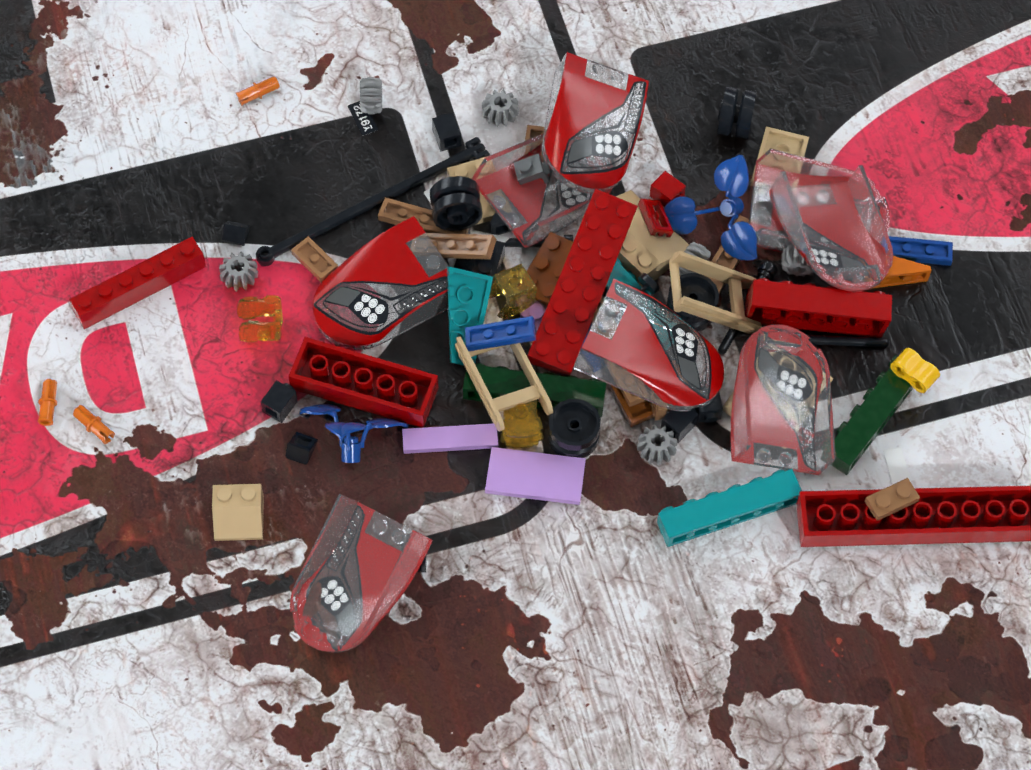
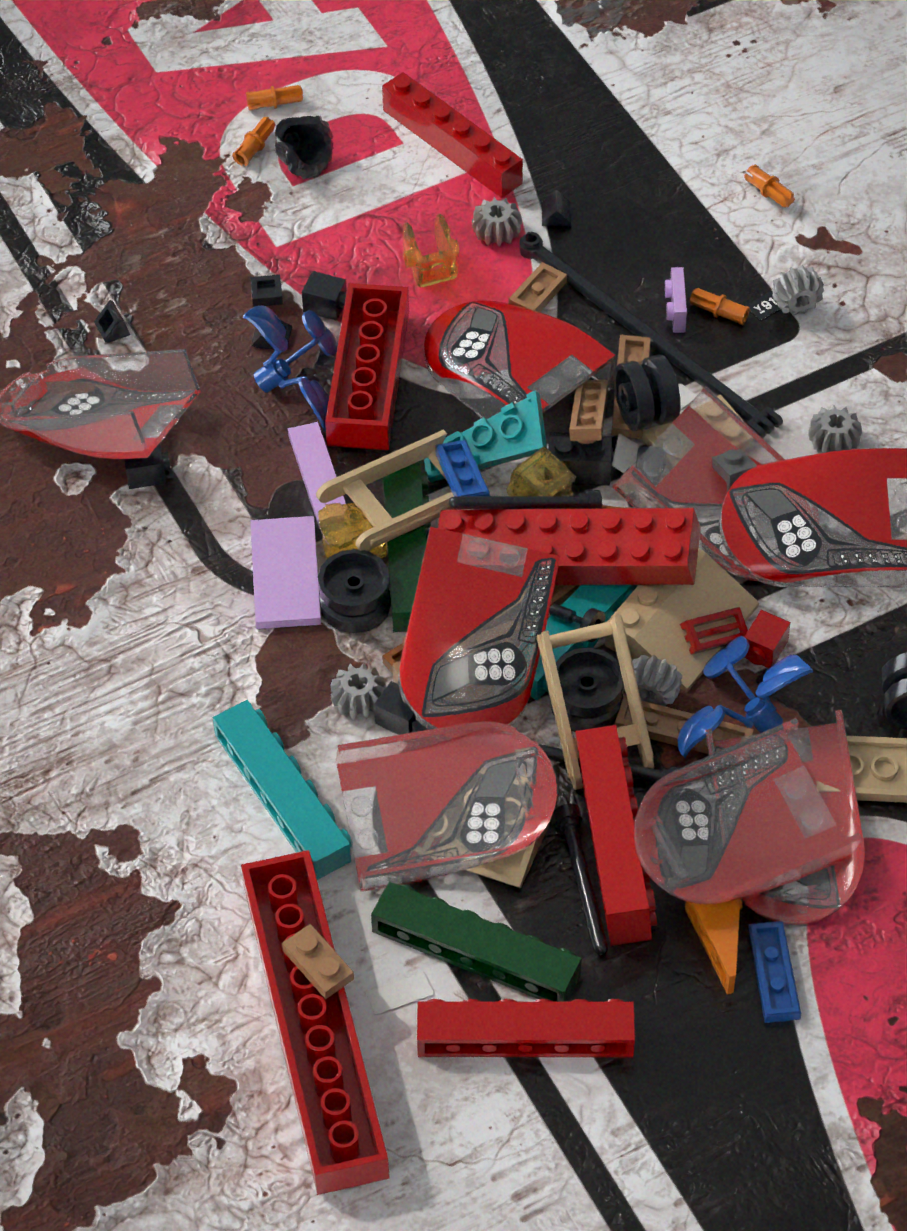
camera: 80 degrees right, 10 degrees down
(120, 387) = (304, 145): none -> black hair
(238, 512) = (166, 289): tan slope -> none
(258, 559) = (111, 323): none -> black slope
(259, 441) = (266, 290): none -> black plate
(352, 172) = (676, 309): none -> lavender plate
(363, 149) = (719, 306): none -> orange axle
(446, 131) = (775, 381): black brick -> none
(541, 263) = (588, 500): none -> black piece
(915, 370) = (540, 967): yellow axle -> none
(942, 397) = (525, 1028): none -> red brick

